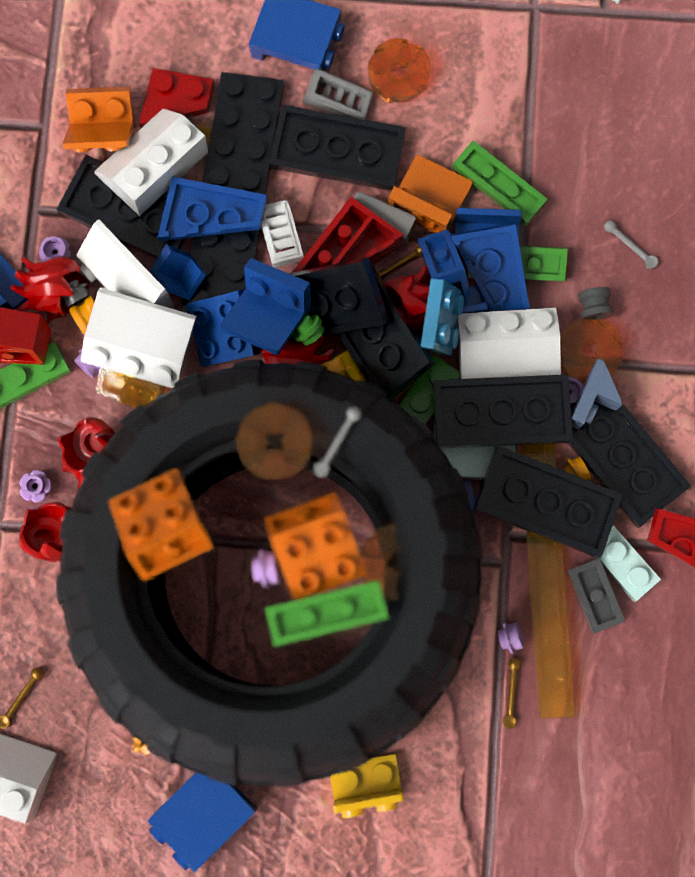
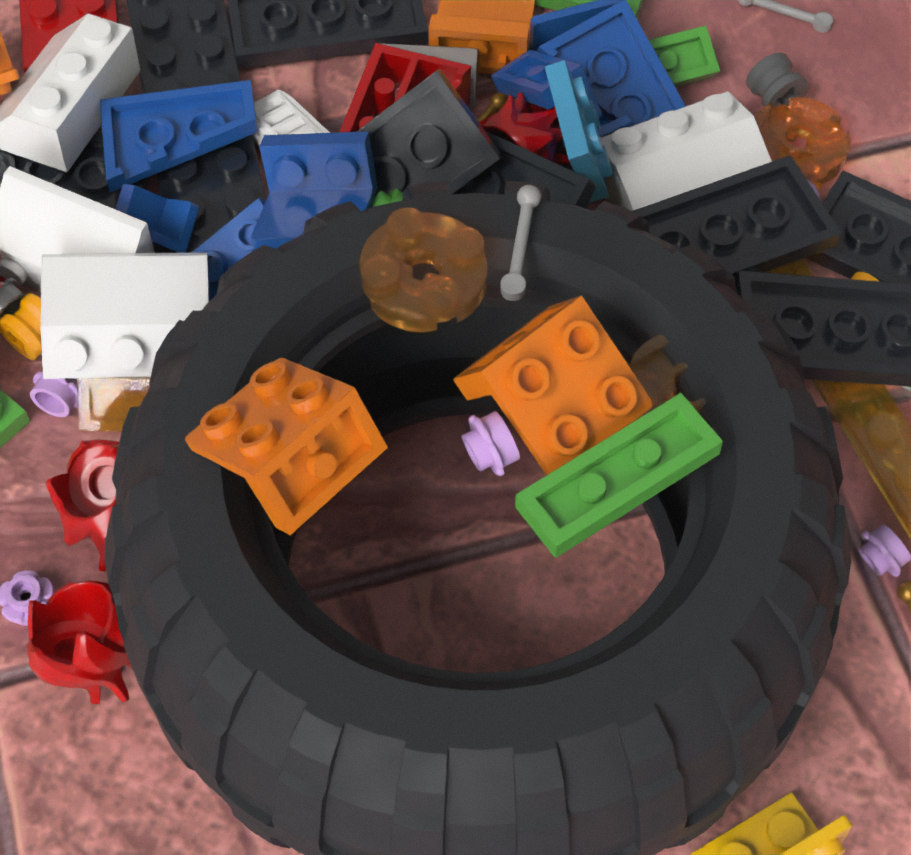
camera: 25 degrees left, 20 degrees down
(597, 388) = (843, 172): sand blue slope -> none

